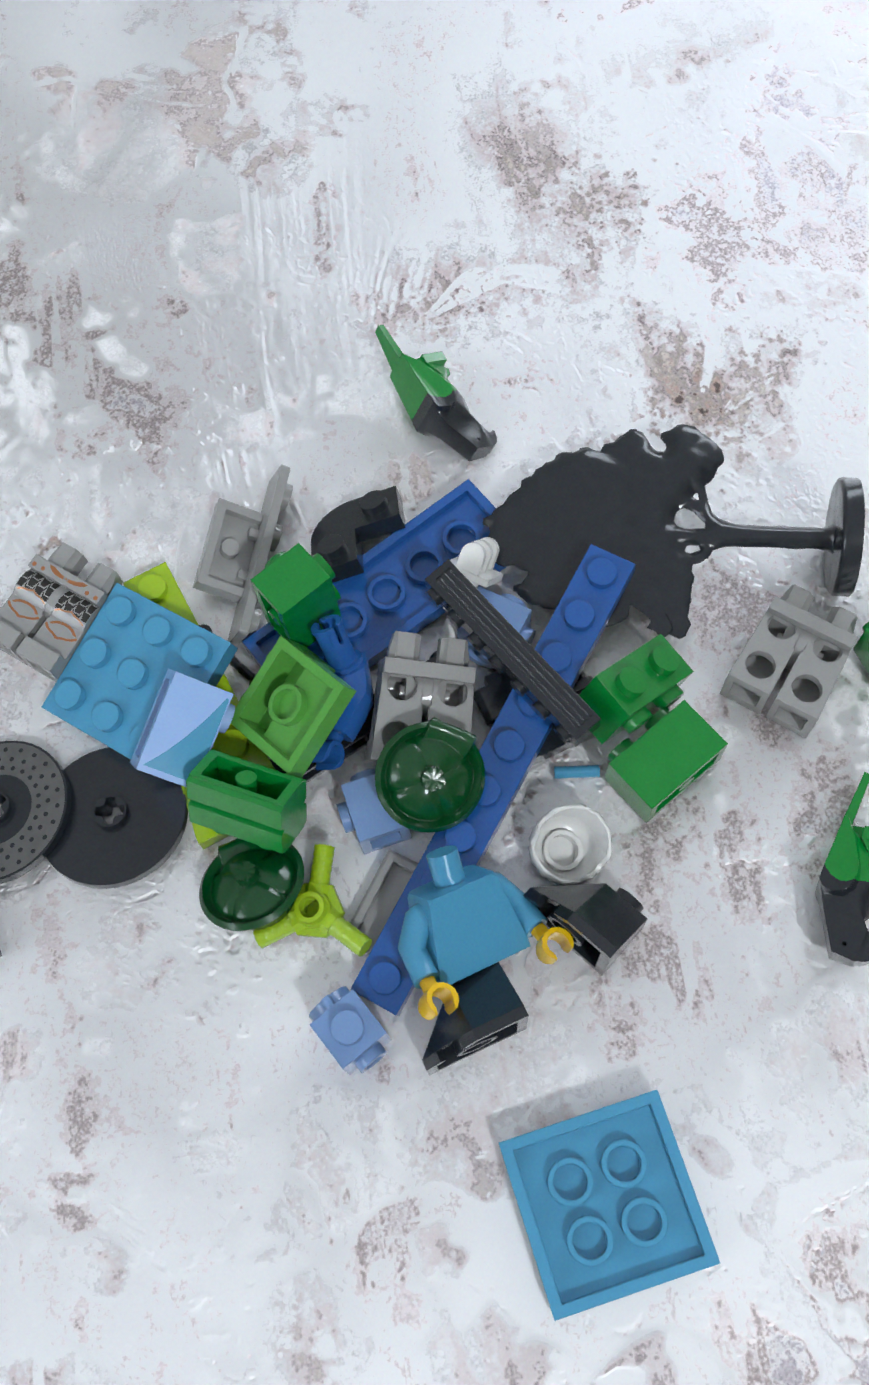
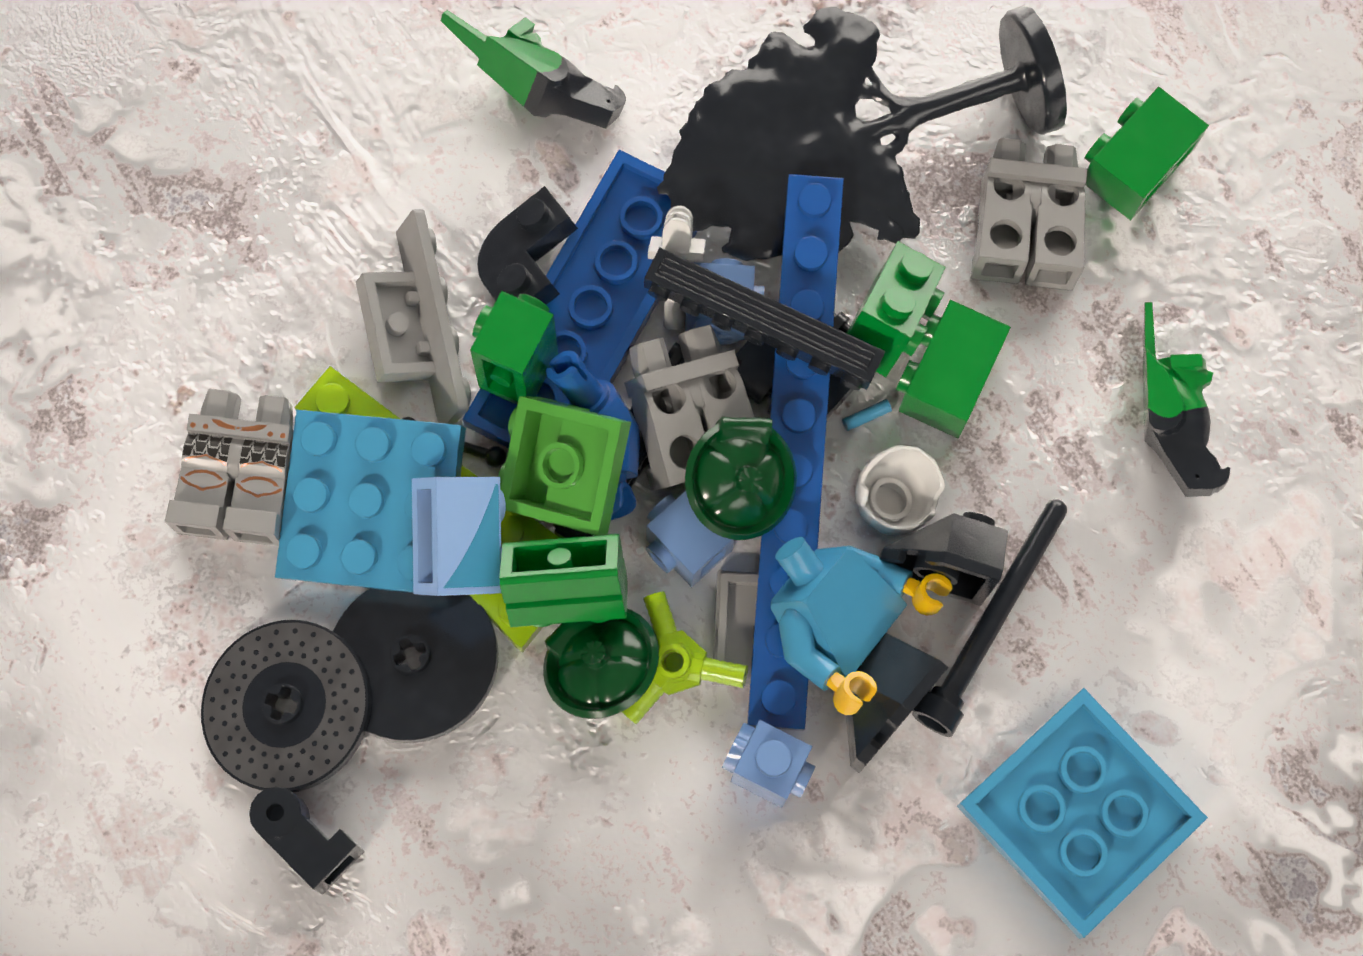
camera: 35 degrees left, 5 degrees up
(526, 1047) = (942, 706): none -> black piece

